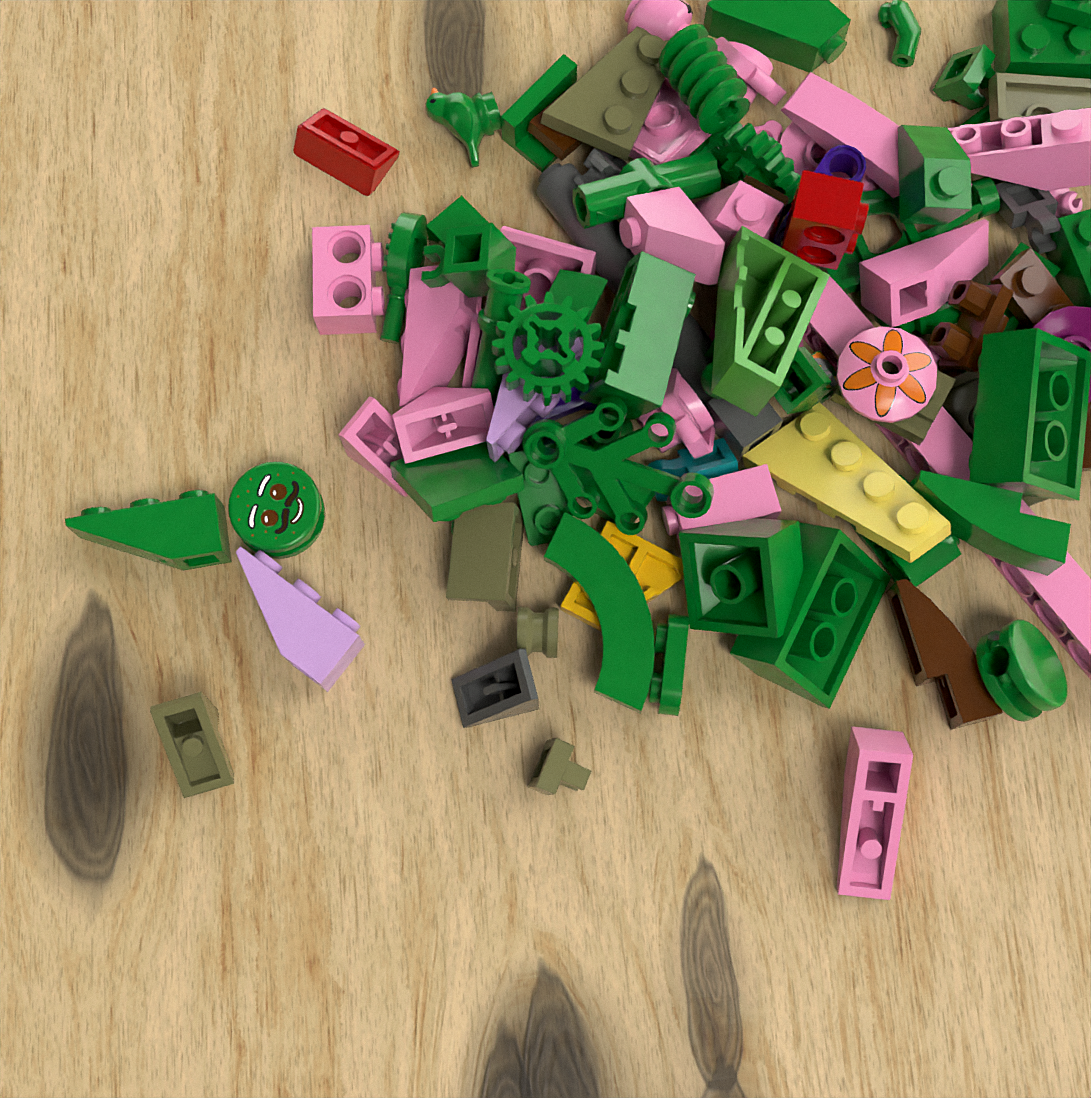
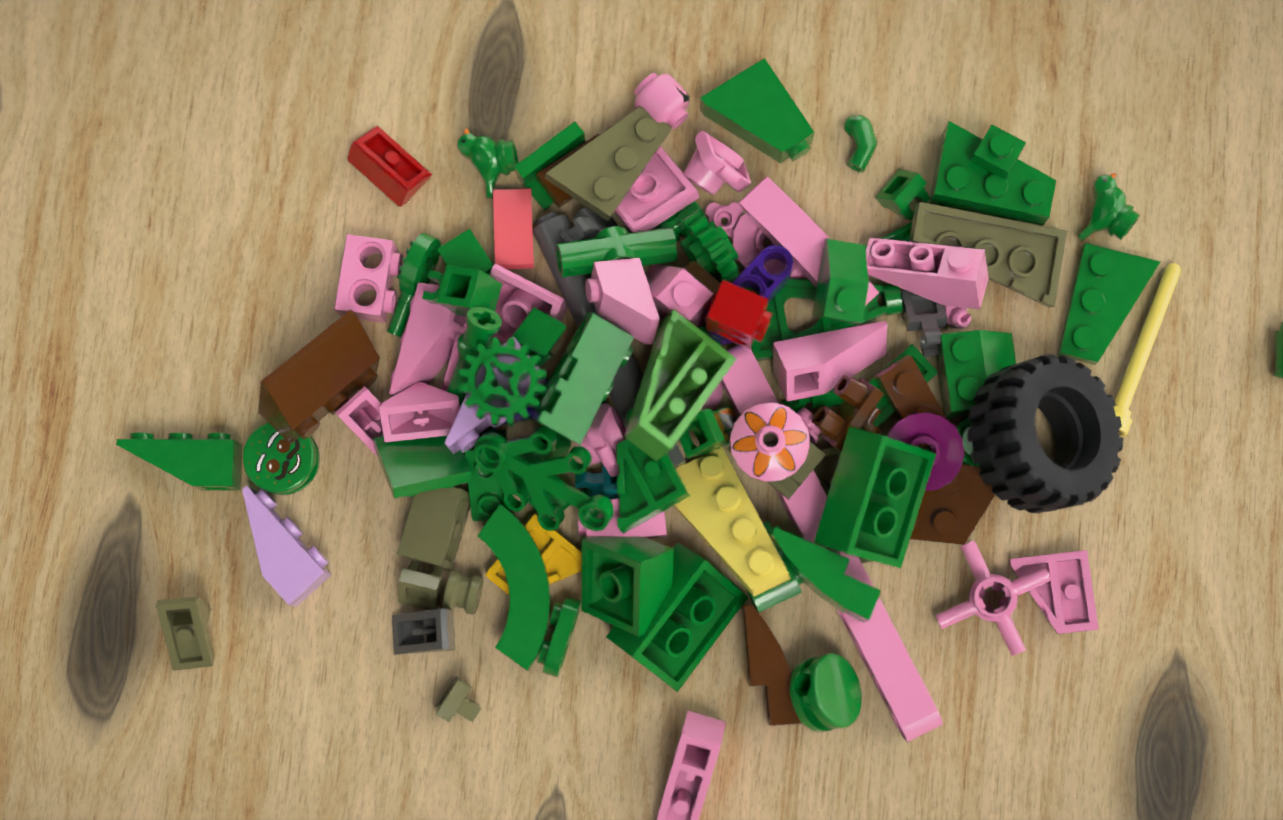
camera: 15 degrees right, 5 degrees up
(307, 398) = (318, 379): none -> reddish brown slope
(481, 636) = (420, 588): none -> olive tile
(512, 190) = (513, 228): none -> coral slope
(704, 79) = (678, 170): green piece -> none
(745, 451) = (645, 486): none -> green wing

